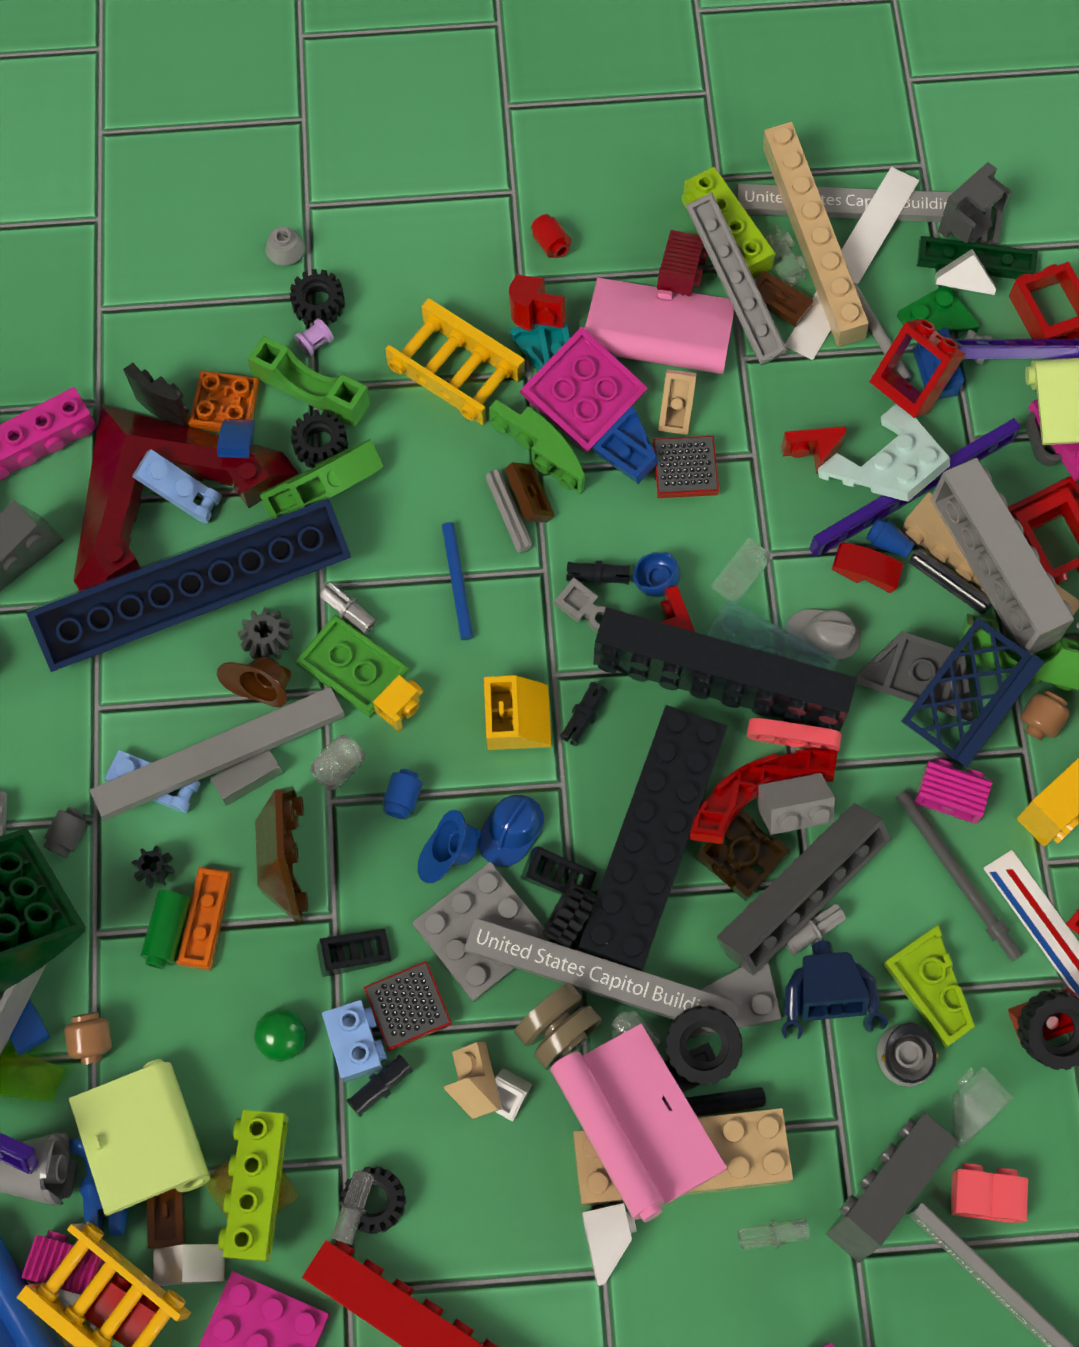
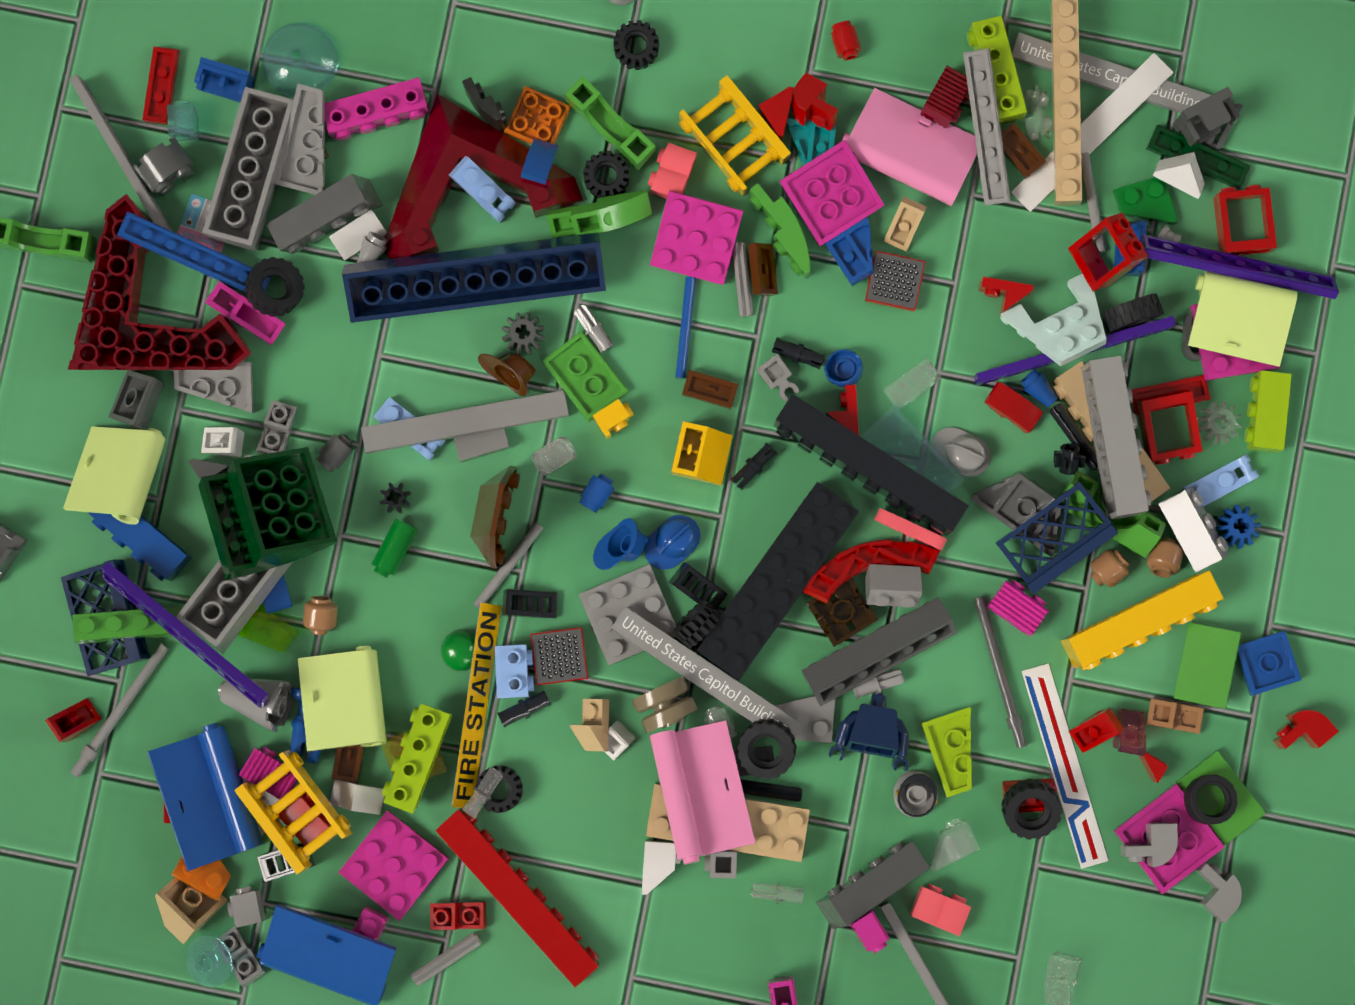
camera: 15 degrees right, 15 degrees up
(40, 577) = (350, 237): none -> white slope
(60, 583) = (372, 247): none -> light grey cone
(204, 918) = (425, 546): orange tile -> none
(313, 337) = (624, 81): lavender bush -> none
(314, 913) = (509, 564): none -> light grey bar
(317, 1098) = (476, 703): none -> yellow sticker
(395, 417) = (673, 172): none -> coral brick
(442, 476) = (696, 237): none -> dark pink plate
(495, 320) = (776, 111): none -> red slope
(506, 640) = (710, 389): none -> reddish brown plate
(690, 1214) = (722, 864): none -> light grey brick
(911, 1247) = (870, 932): none -> dark pink brick
(952, 604) = (1069, 459): none -> black gear
(968, 423) = (1133, 313): none -> black tyre

